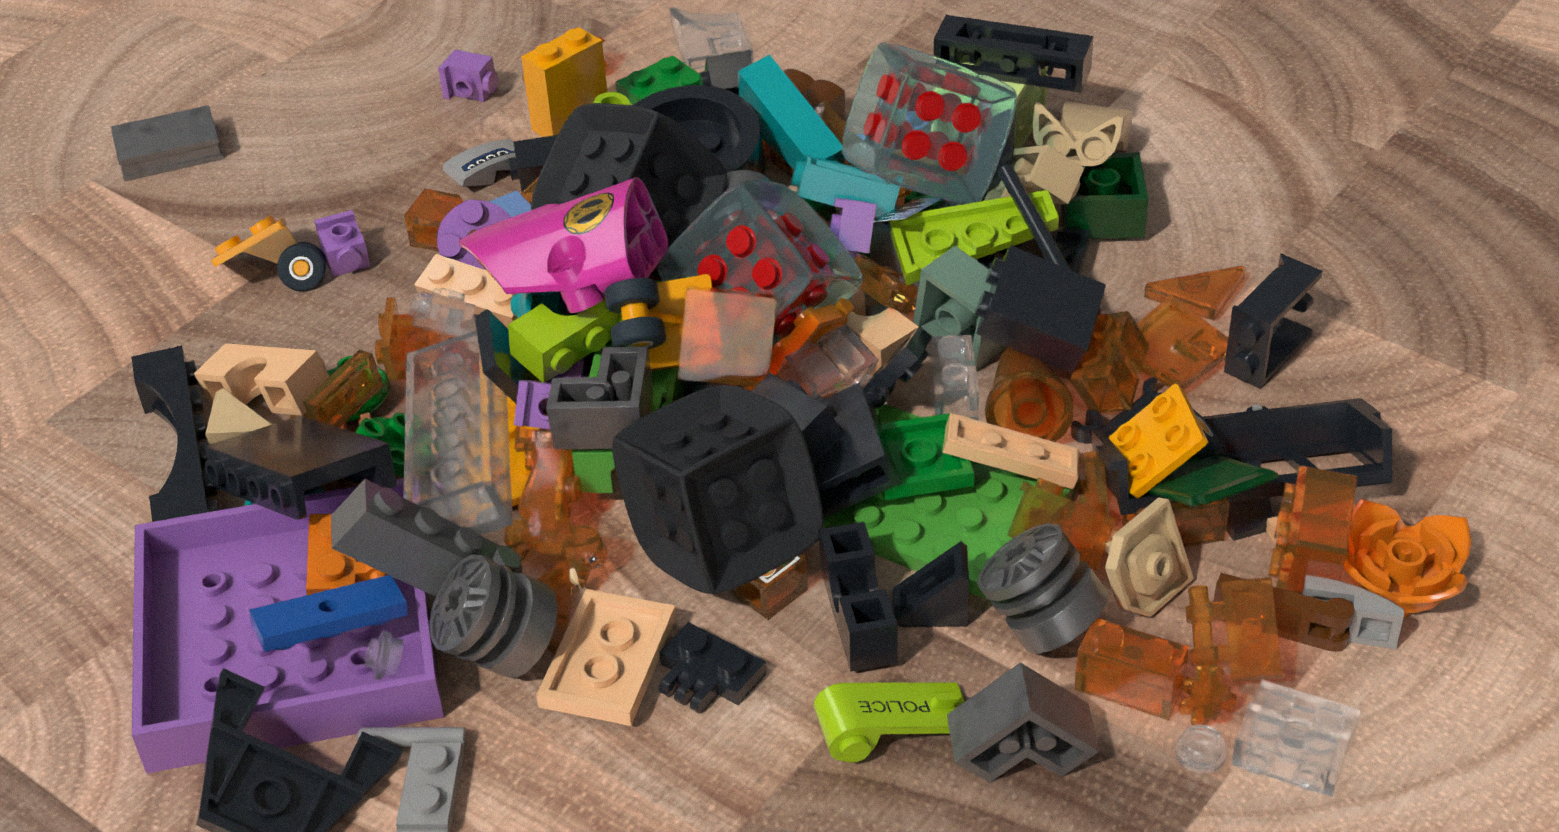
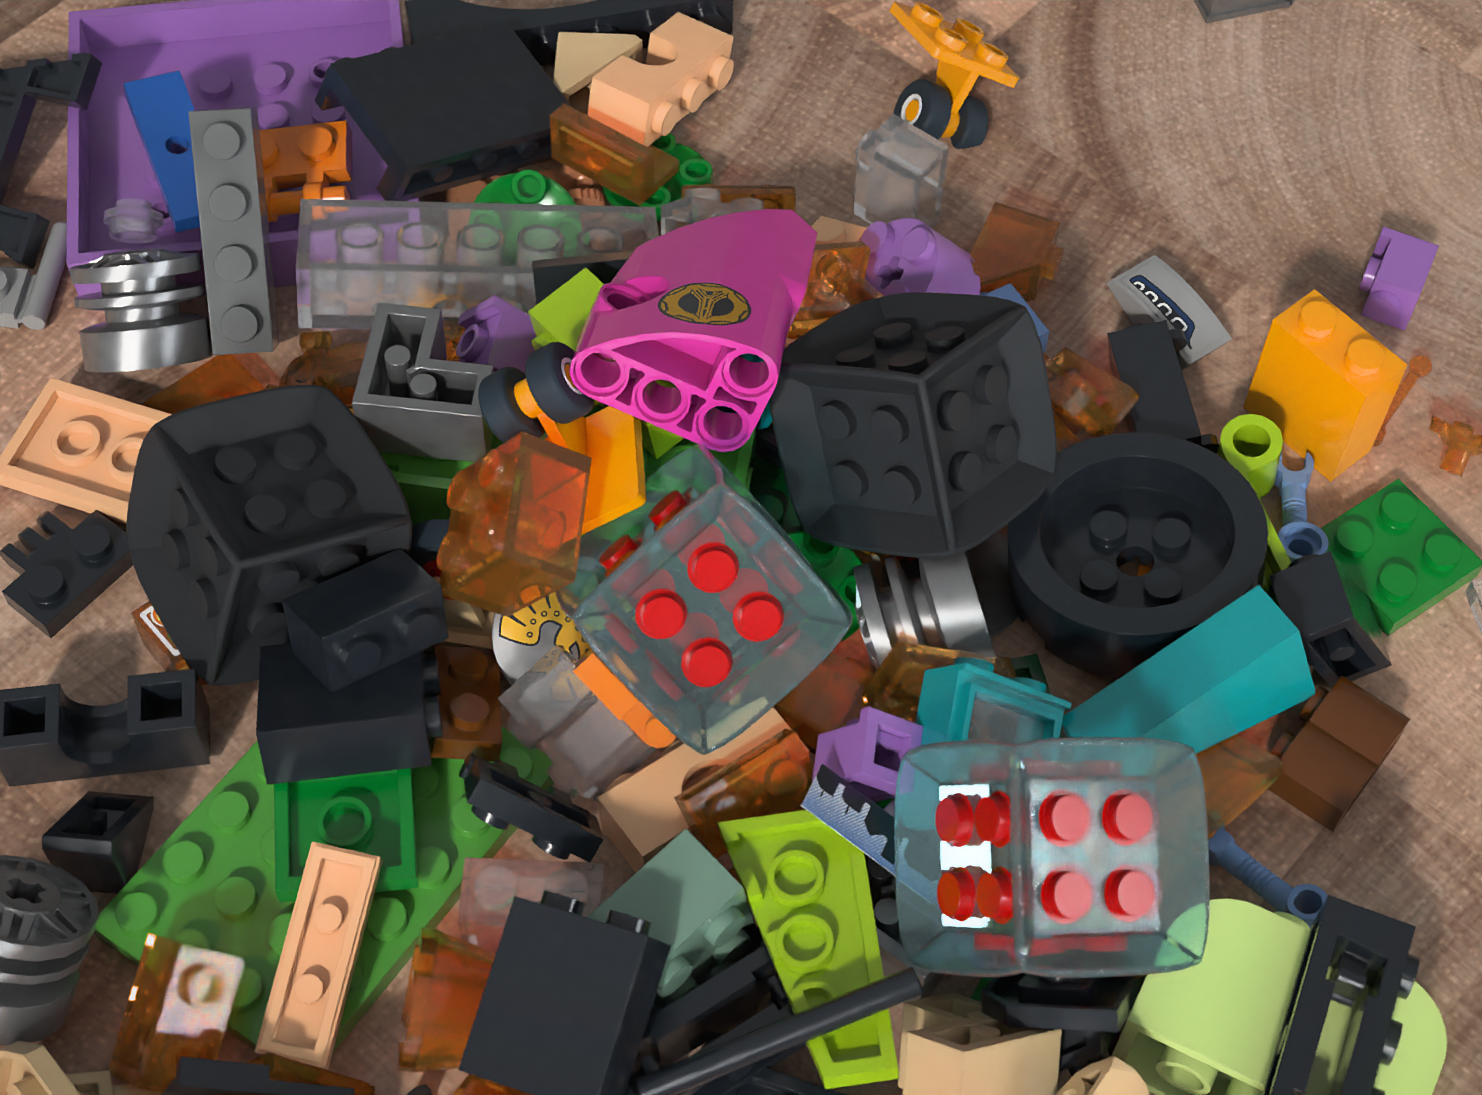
camera: 90 degrees right, 15 degrees up
(342, 243) = (976, 152): medium lavender brick -> none
(384, 255) = (899, 175): none -> clear piece

